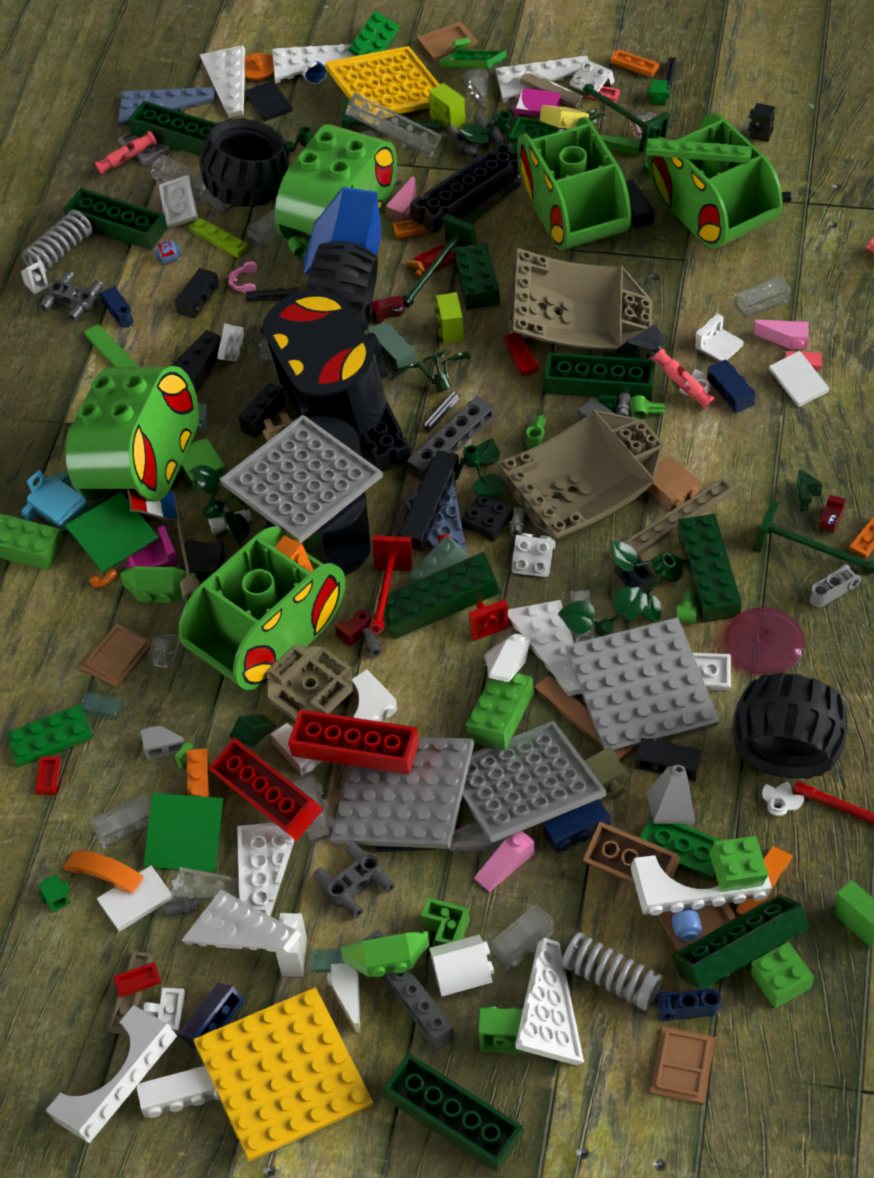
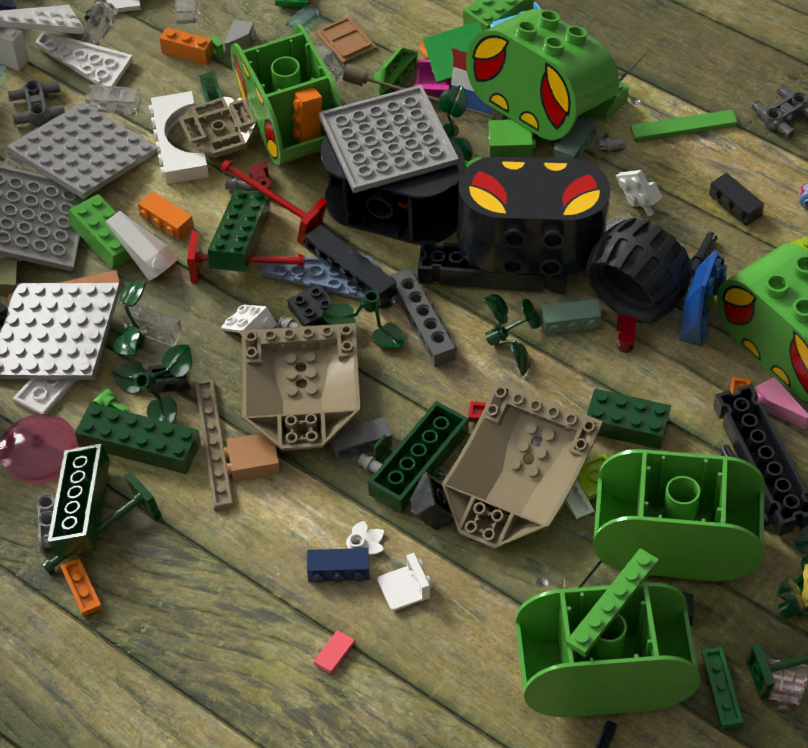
camera: 115 degrees right, 0 degrees up
(117, 306) = (752, 139): dark blue piece -> none
(183, 832) = (148, 24): green piece -> none
(200, 358) = (628, 156): black wedge -> none
(249, 267) = (739, 232): bright pink piece -> none
(265, 789) = (141, 68): red brick -> none
(354, 741) = (133, 121): red brick -> none
(417, 265) = (668, 381): orange arm -> none
(430, 255) = (682, 401): red plate -> none
(441, 411) = (464, 326): axle -> none
(443, 555) = (272, 240): sand green brick -> none
(445, 679) = (165, 215): none -> orange brick
(449, 318) = (572, 366): lime brick -> none
(456, 233) = (690, 422): dark green tile -> none
(535, 433) = (384, 381): bright green axle -> none
(548, 640) = (168, 297): white wing -> none
(620, 144) = (778, 641): bright green piece -> none
(641, 407) = (359, 477): bright green axle -> none
(680, 376) = (352, 523): coral piece -> none
(762, 296) = (444, 657): clear brick -> none
(785, 333) = (376, 650): bright pink slope -> none
(799, 379) = (308, 629): white tile -> none
(804, 561) = (79, 500): none -> dark green brick
(807, 488) = (170, 560): clear green slope -> none
(832, 513) = (125, 566): dark red leg -> none

